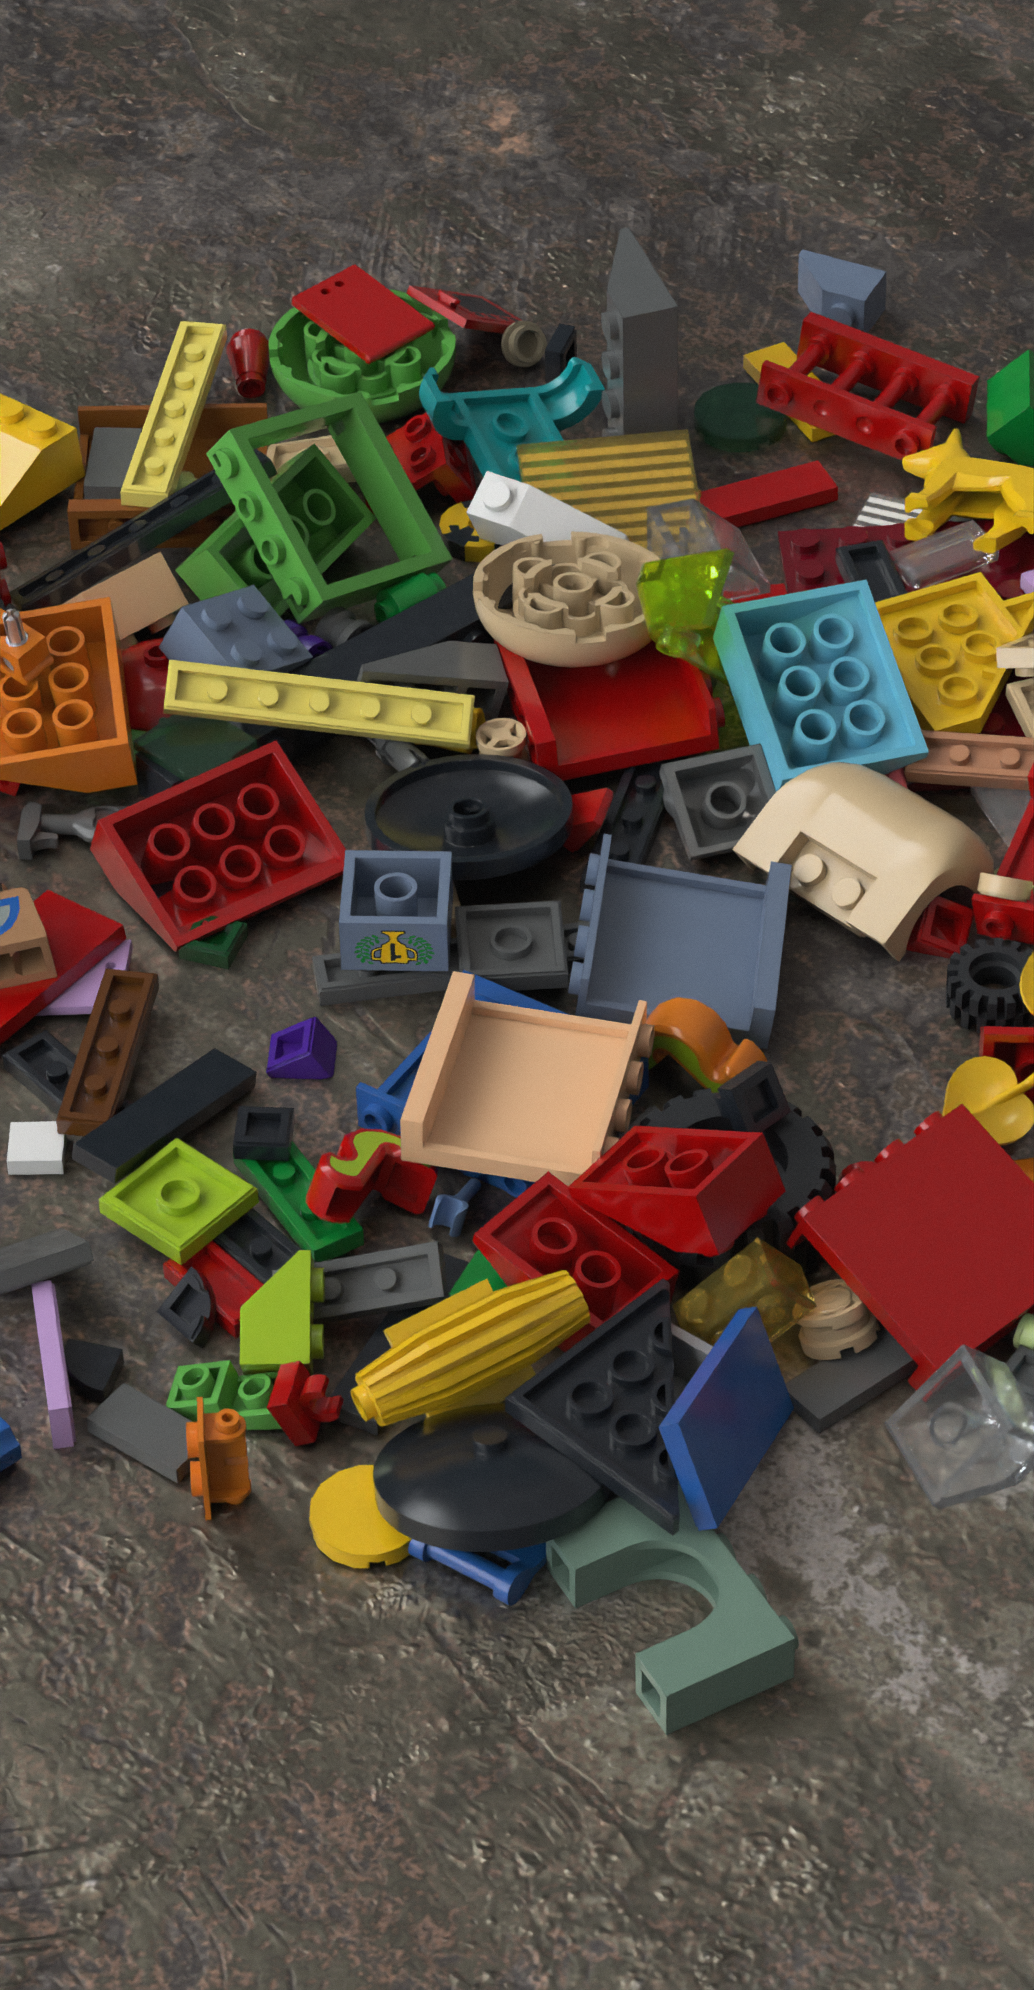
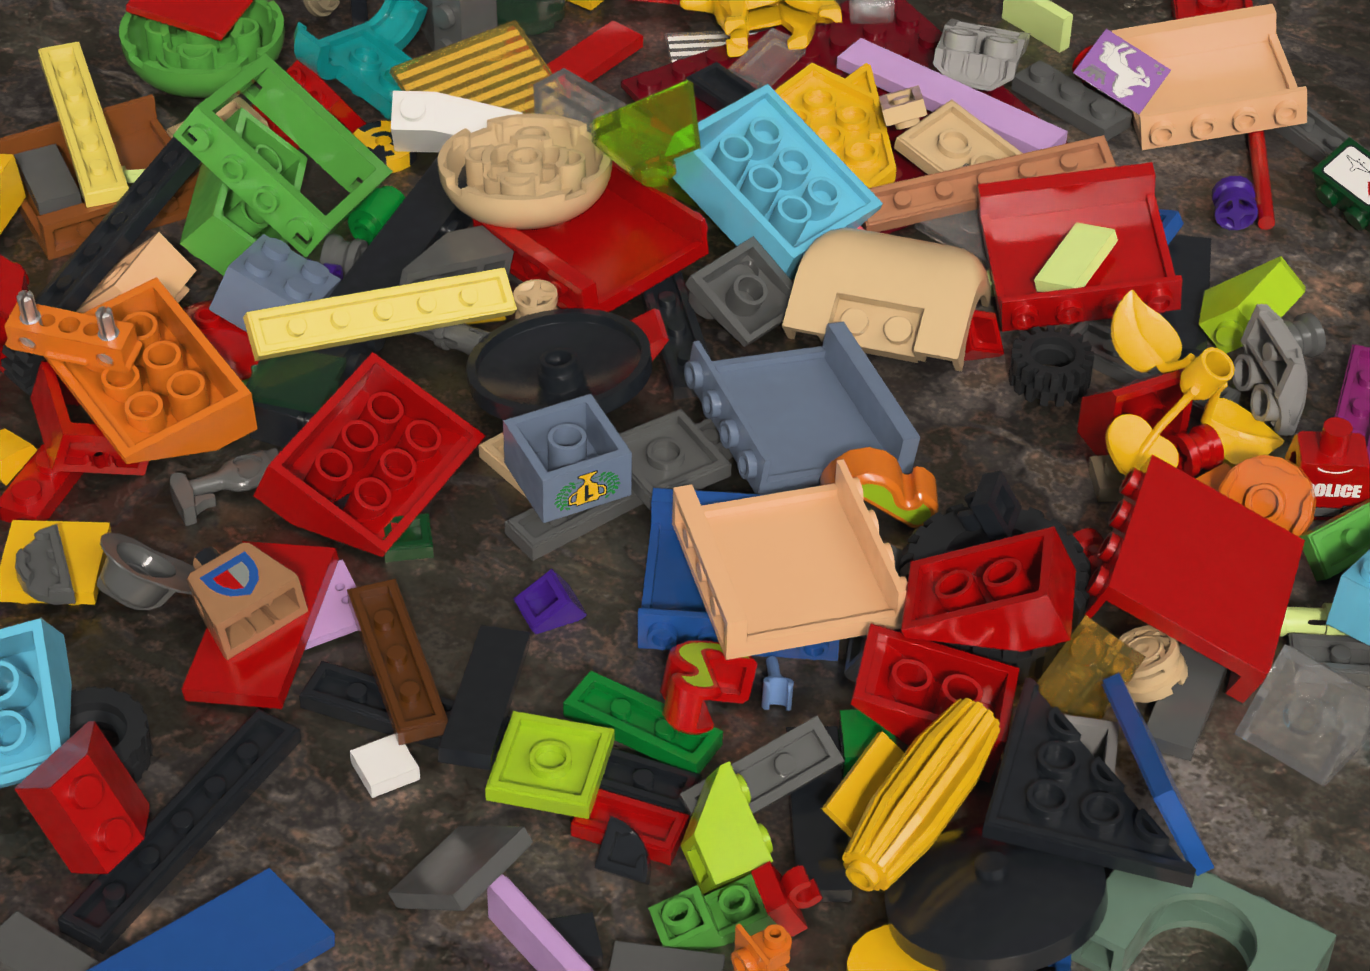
camera: 30 degrees left, 0 degrees up
(249, 361) = (105, 70): red cone -> none
(263, 1133) = (585, 680): black tile -> none
(1004, 887) = (1019, 285): tan tile -> none

